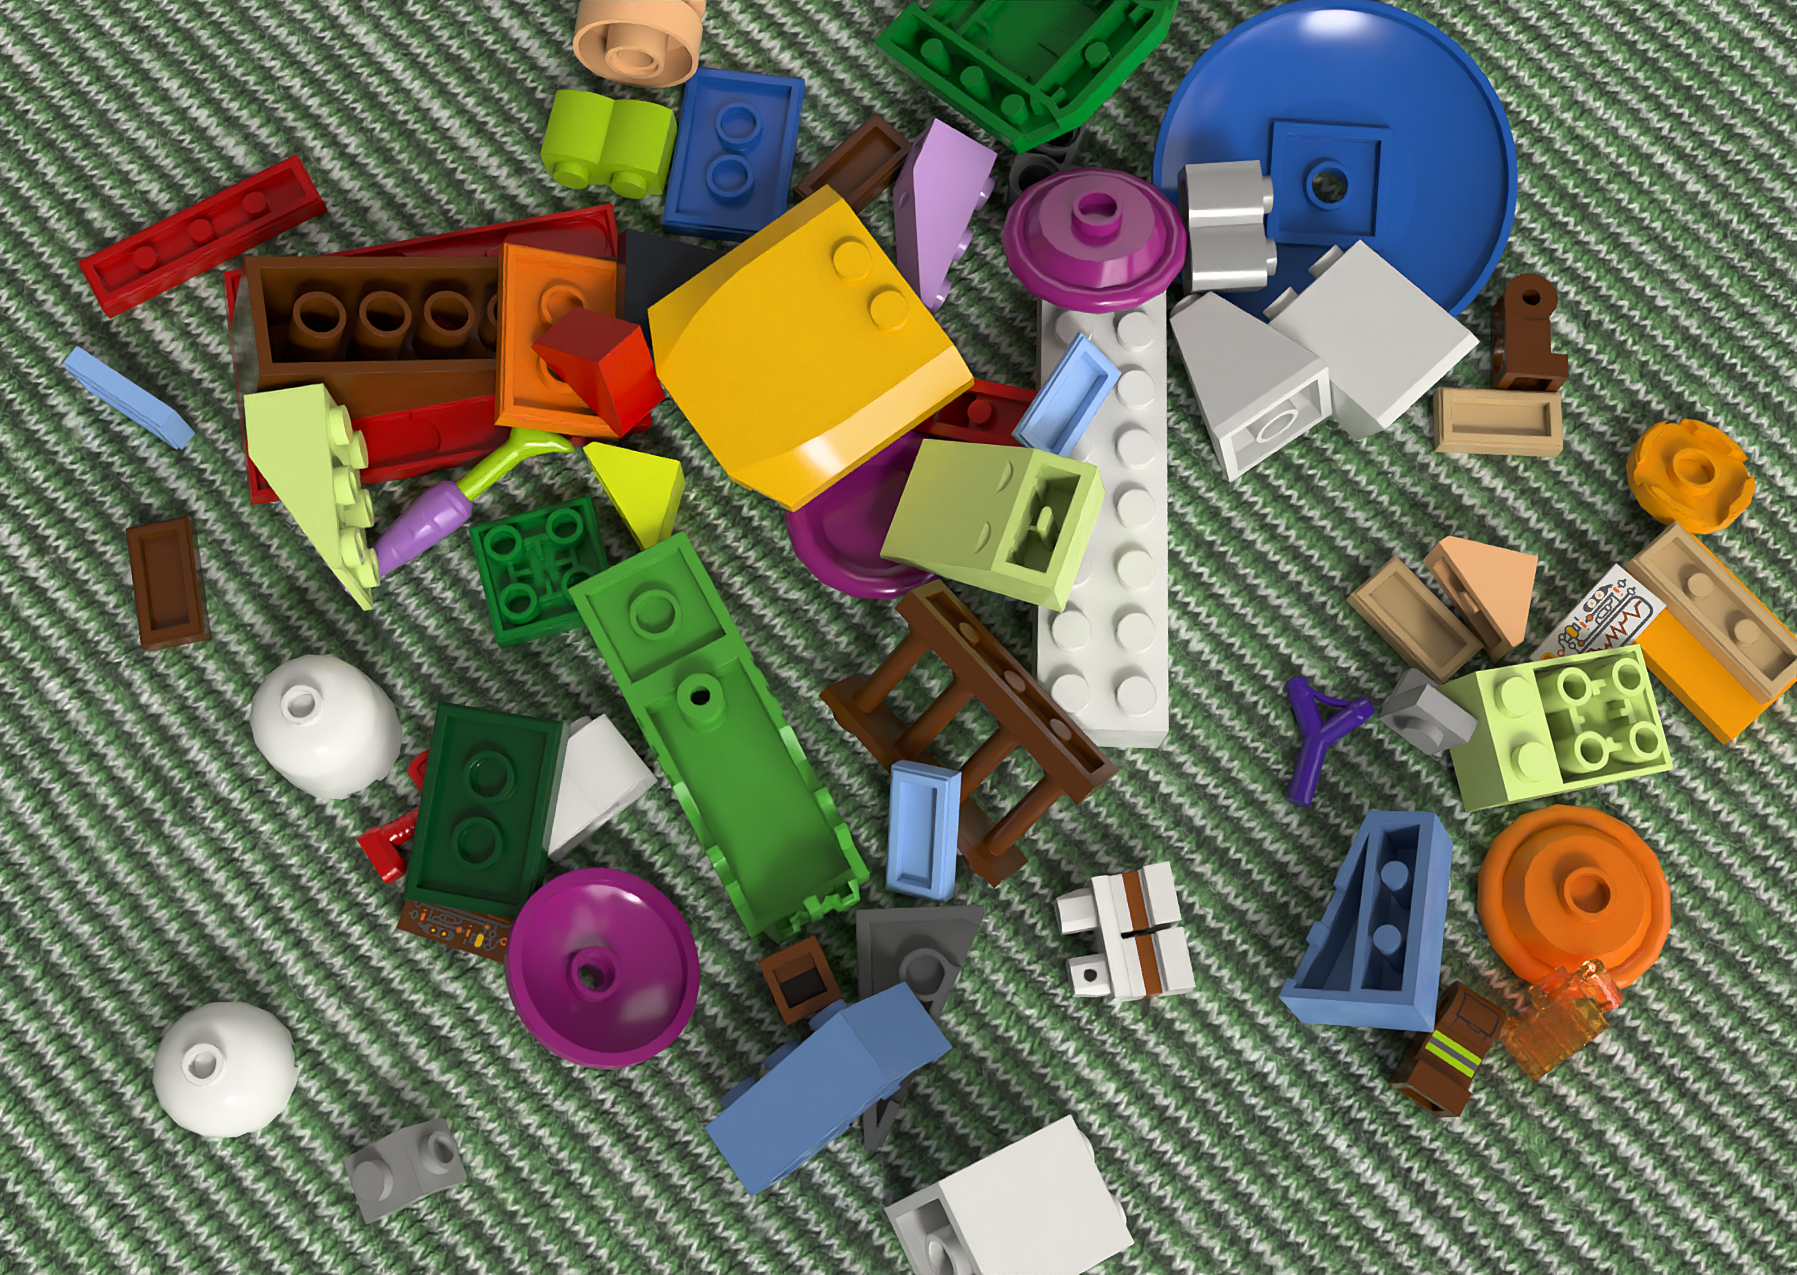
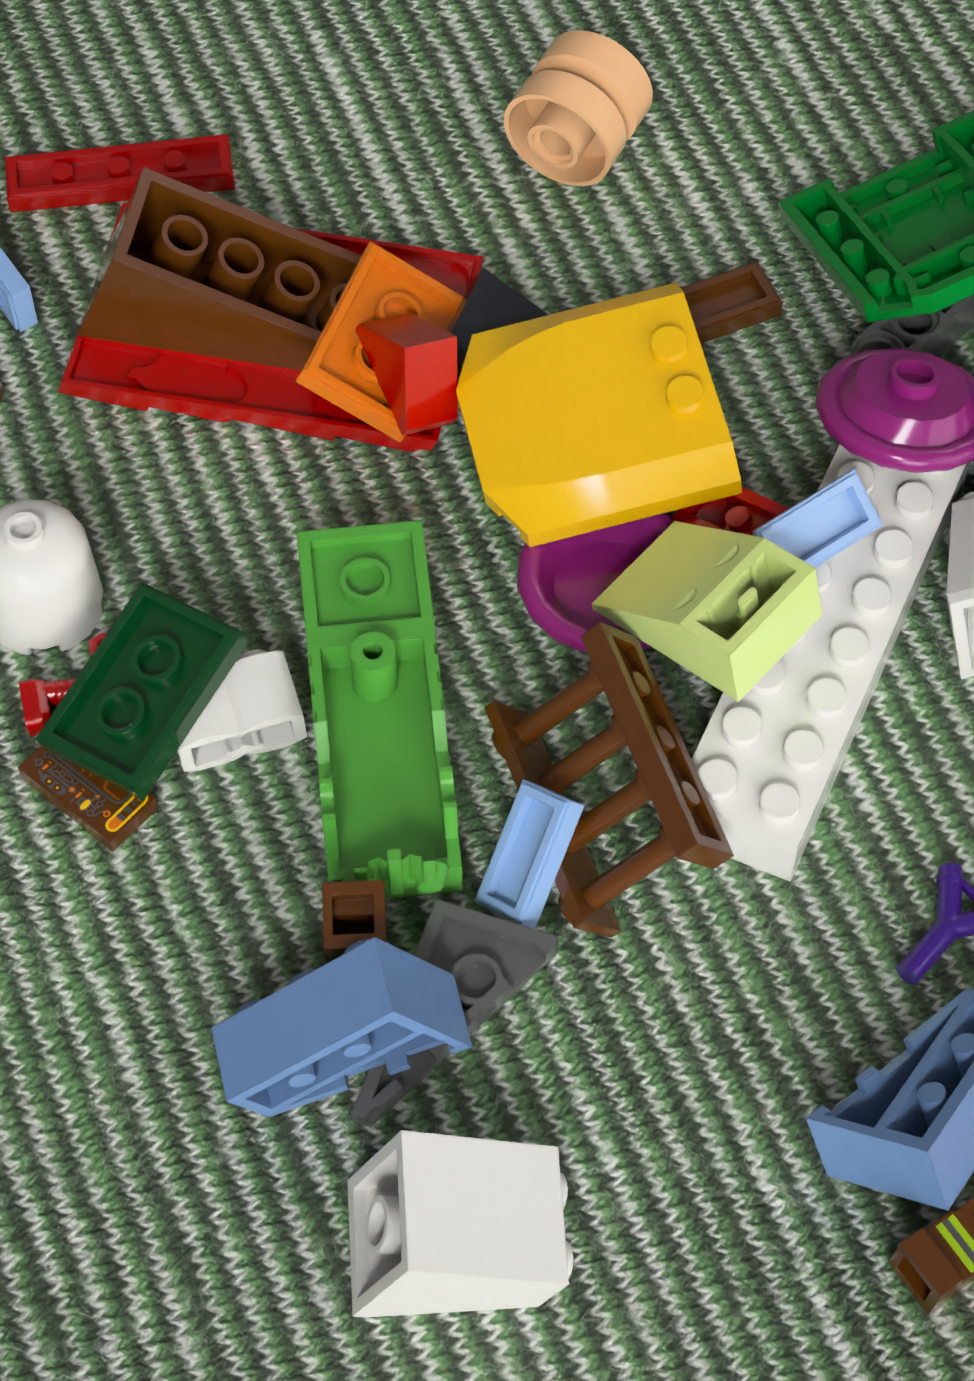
camera: 25 degrees right, 15 degrees down
(313, 466) = (125, 368): yellowish green slope -> none
(449, 503) = (225, 445): medium lavender piece -> none
(532, 562) = (264, 523): green tile -> none
(609, 143) = (504, 208): lime brick -> none
(632, 948) = (205, 839): magenta dish -> none
(641, 489) = (403, 482): neon yellow slope -> none
(733, 154) = (612, 247): blue tile -> none
(933, 204) = (776, 343): lavender slope -> none
(1121, 908) = (693, 1027): white hips -> none

